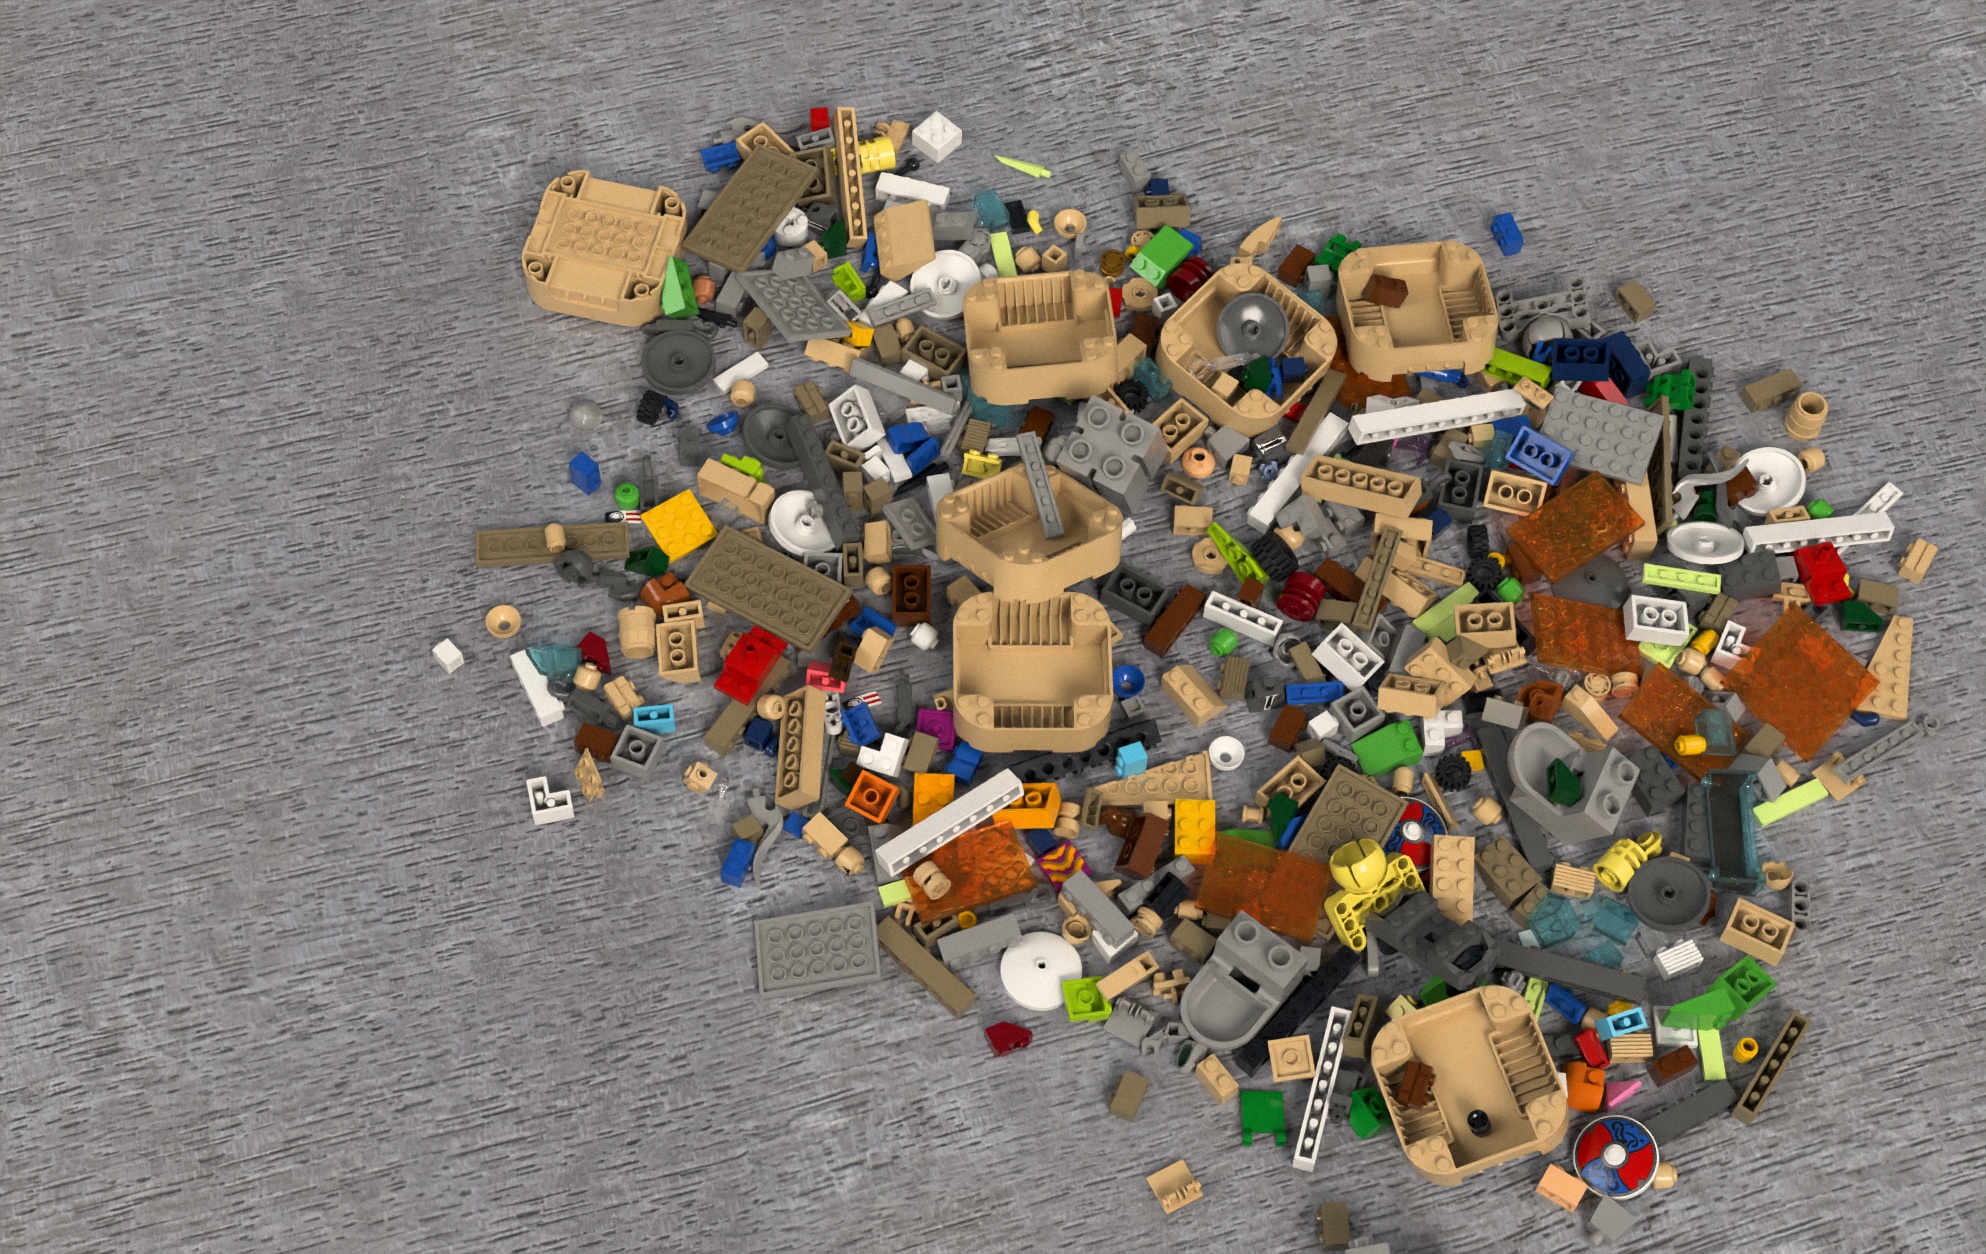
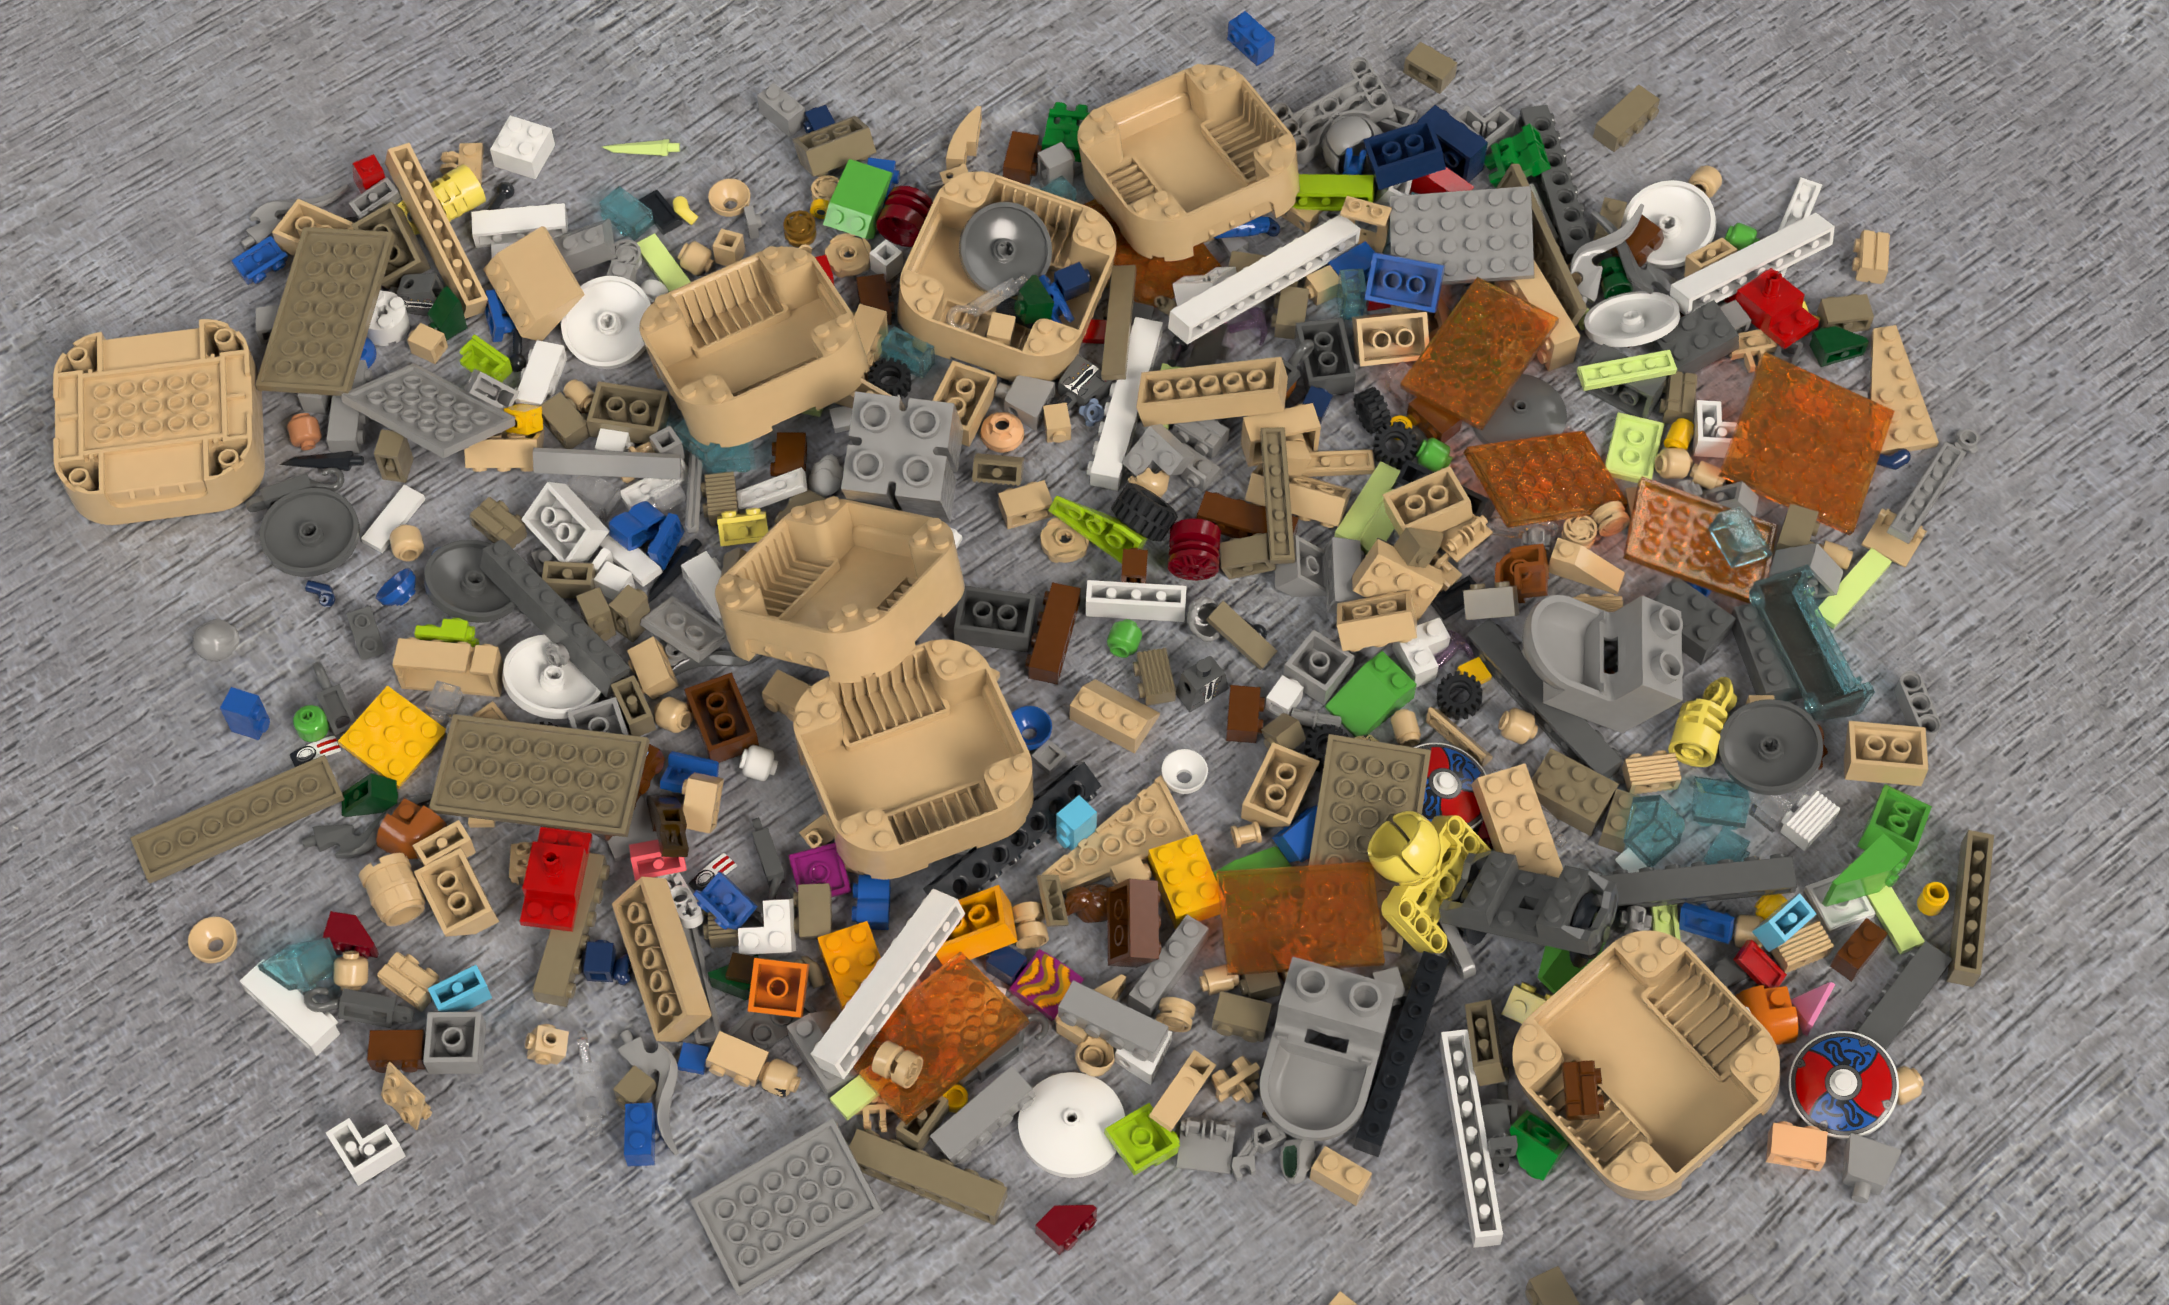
camera: 20 degrees left, 0 degrees up
(448, 655) = (157, 1010): white brick -> none
(555, 537) = (239, 809): tan brick -> none
(575, 567) = (279, 836): dark grey cylinder -> none
(650, 407) = (296, 601): black tyre -> none
(678, 291) = (274, 444): bright green slope -> none
(771, 706) = (603, 921): tan head -> none
(793, 263) = (407, 360): light grey brick -> none
(901, 307) = (564, 368): light grey tile -> none
(1040, 485) = (830, 525): light grey tile -> none
(1128, 1096) = (1243, 1238): dark tan brick -> none
(1166, 896) = (1189, 973): black brick -> none
(1262, 1114) = (1412, 1197): green flag -> none
(1280, 814) = (1284, 821): dark green slope -> none
(1291, 1058) = (1422, 1115): tan tile -> none
(1313, 692) = (1258, 659): blue plate -> none
(1348, 657) = (1281, 603): white brick -> none
(1373, 686) = (1321, 624): sand blue plate -> none
(1386, 291) = (1143, 150): reddish brown brick -> none
(1467, 452) = (1315, 309): light grey hinge -> none
(1476, 1119) = (1672, 1102): black wheel -> none
(1562, 784) = (1600, 661): dark green slope -> none
(1656, 620) = (1616, 429): white brick -> none
(1690, 744) = (1719, 561): yellow brick -> none
(1777, 875) = (1880, 676): tan hair -> none
(1806, 416) = (1680, 134): tan piece -> none

